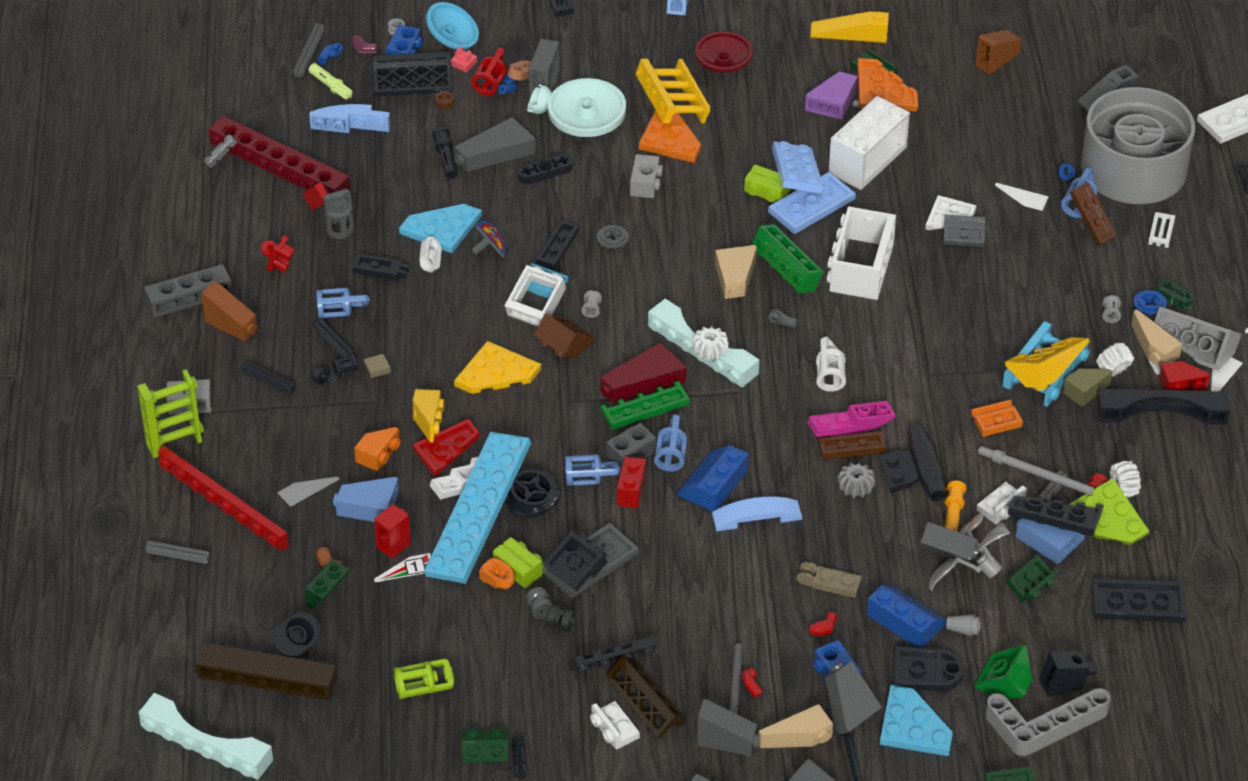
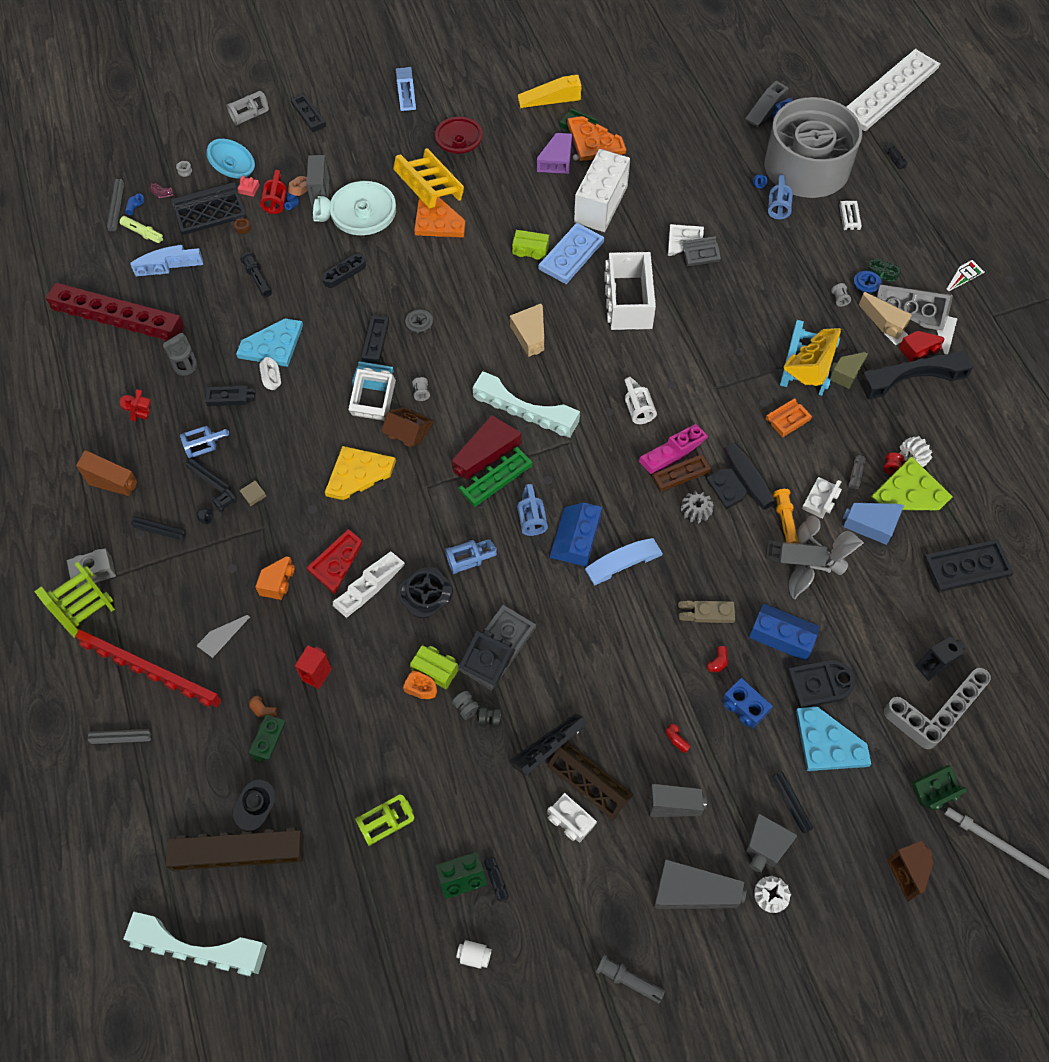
camera: 15 degrees left, 15 degrees up
(184, 290) = (63, 459): dark grey brick -> none
(220, 150) = (61, 316): flat silver axle -> none
(315, 195) = (155, 341): red tile -> none
(366, 498) = (281, 636): medium blue slope -> none
(405, 41) = (194, 180): blue brick -> none
(411, 566) = (337, 694): sticker -> none
(428, 411) = (309, 532): yellow slope -> none
(477, 507) = (383, 622): medium azure piece -> none
(491, 236) = (317, 345): shield -> none
(496, 145) = (296, 258): dark grey slope -> none
(631, 482) = (509, 558): red brick -> none
(634, 442) = (500, 523): dark grey brick -> none
(645, 176) = (429, 259): light grey brick -> none
(710, 343) = (536, 407): white gear -> none
(736, 677) = (662, 741): dark grey bar -> none
(781, 318) = (578, 364): dark grey arm -> none
(787, 258) = (570, 310): green brick -> none
(797, 167) = (551, 224): light blue plate -> none
(799, 730) = (740, 778): tan slope -> none
(849, 697) = (773, 738): dark grey slope -> none
(964, 624) = (836, 628): light grey cone -> none
(996, 50) = (670, 88): dark orange slope -> none
(1000, 457) = (804, 454): light grey bar -> none
(1006, 673) = (890, 670): green slope -> none
(1025, 197) = (734, 210): white sticker -> none
(1030, 578) = (876, 568): dark green bracket -> none
(1056, 514) = (891, 502): black wing -> none
(1093, 213) = (798, 214): reddish brown plate -> none
(1115, 358) = (865, 341): white gear -> none

